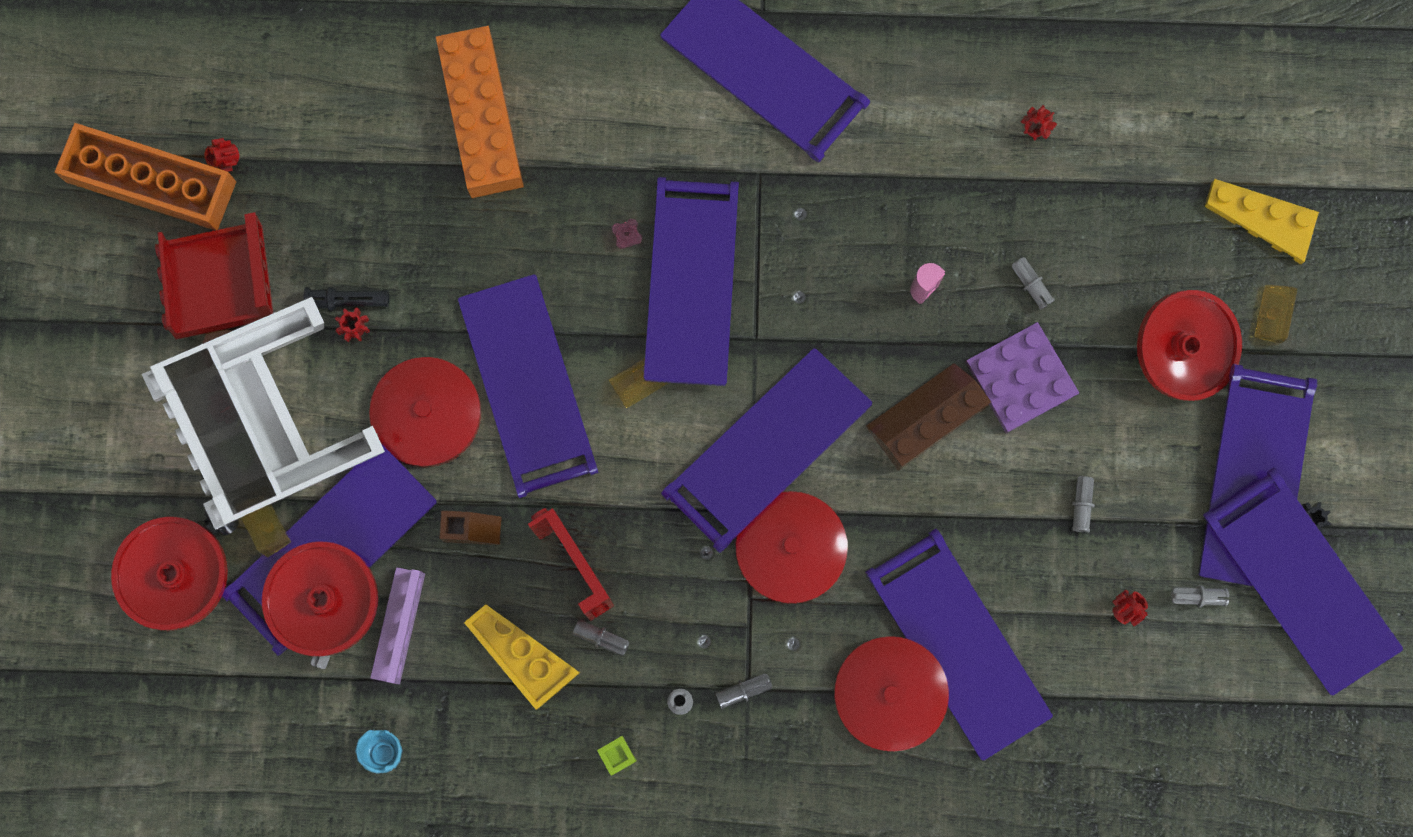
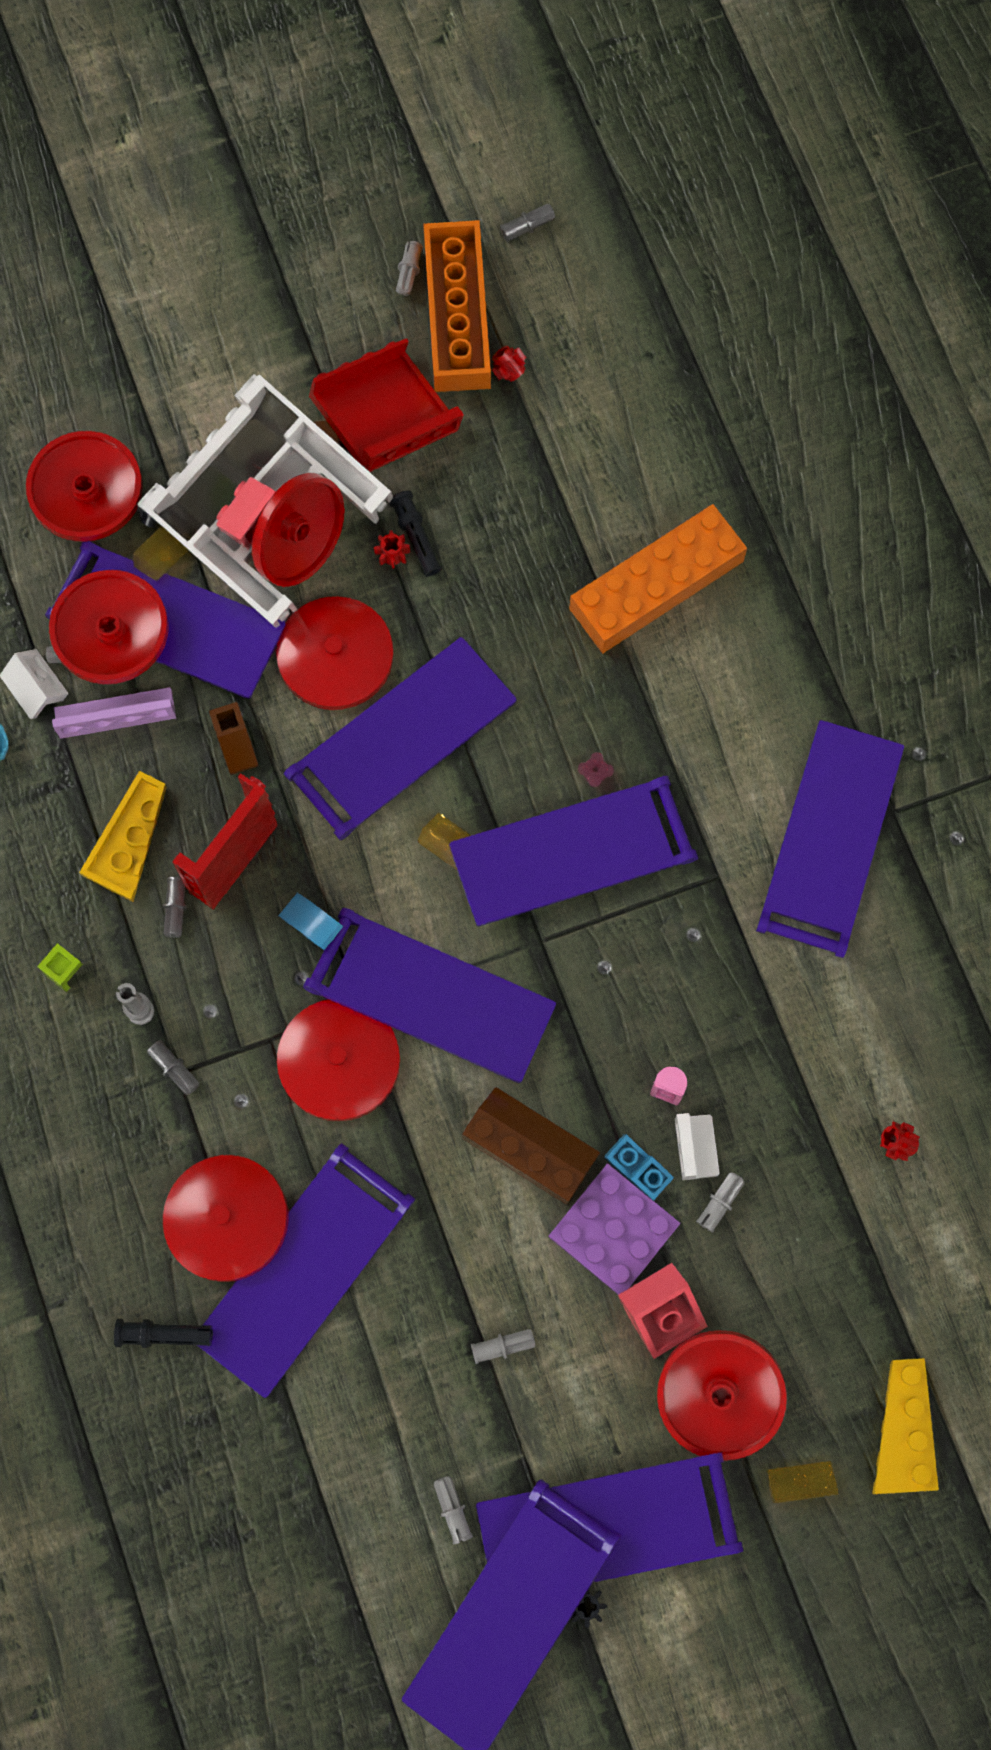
camera: 70 degrees right, 5 degrees down
(86, 205) = (409, 267): none -> light grey axle
(91, 85) = (527, 222): none -> flat silver axle
(271, 430) = (242, 514): none -> coral slope
(305, 394) = (298, 529): none -> red dish
(337, 689) = (32, 682): none -> white panel
(663, 523) = (310, 921): none -> dark azure slope
(965, 794) = (148, 1333): none -> black pin
(978, 337) = (638, 1167): none -> dark azure slope
(979, 284) = (696, 1146): none -> white panel
(1102, 364) = (663, 1310): none -> coral slope
(1130, 608) = (409, 1436): red gear -> none

